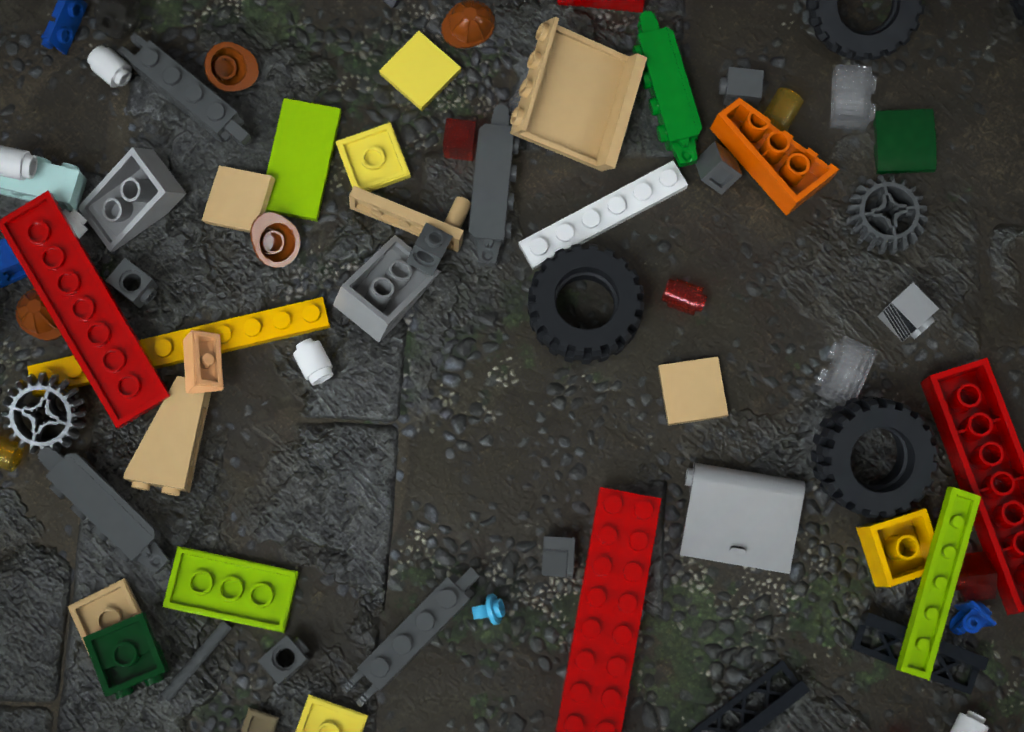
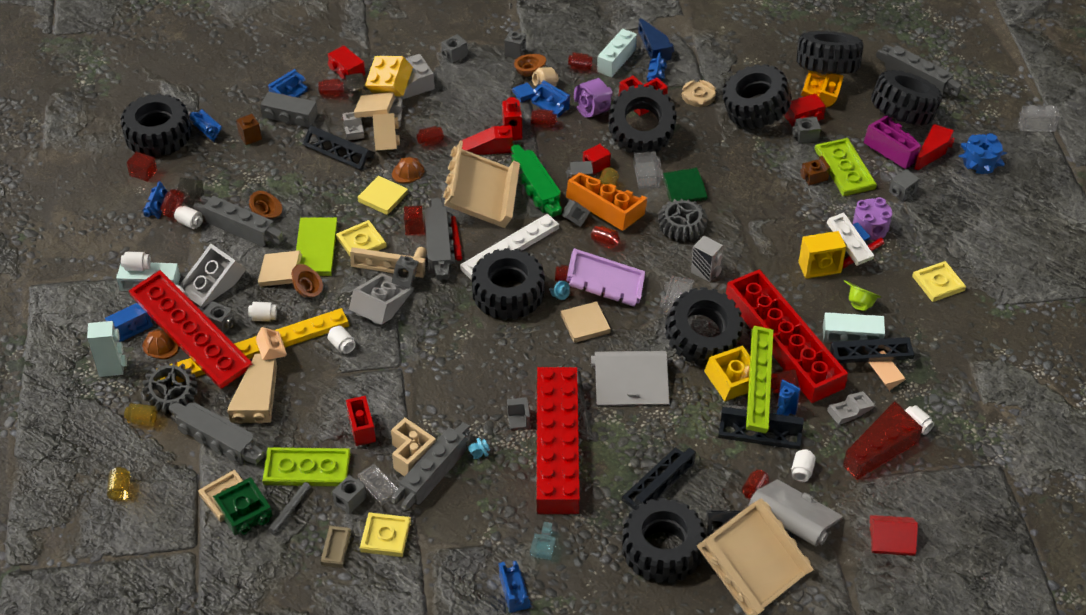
camera: 10 degrees left, 30 degrees down
(85, 37) = (171, 202): none -> clear red brick
(201, 282) = (262, 311): none -> white brick
(318, 531) = (360, 420): none -> red brick
(330, 643) = (377, 484): none -> clear tile
(395, 599) = (411, 445): none -> tan brick
(521, 184) = (456, 240): none -> red bar
(667, 325) = (561, 290): none -> medium azure plate
(739, 315) = (605, 276): none -> lavender hinge
(756, 226) = (605, 236): none -> clear red brick
(775, 57) = (598, 156): none -> red brick

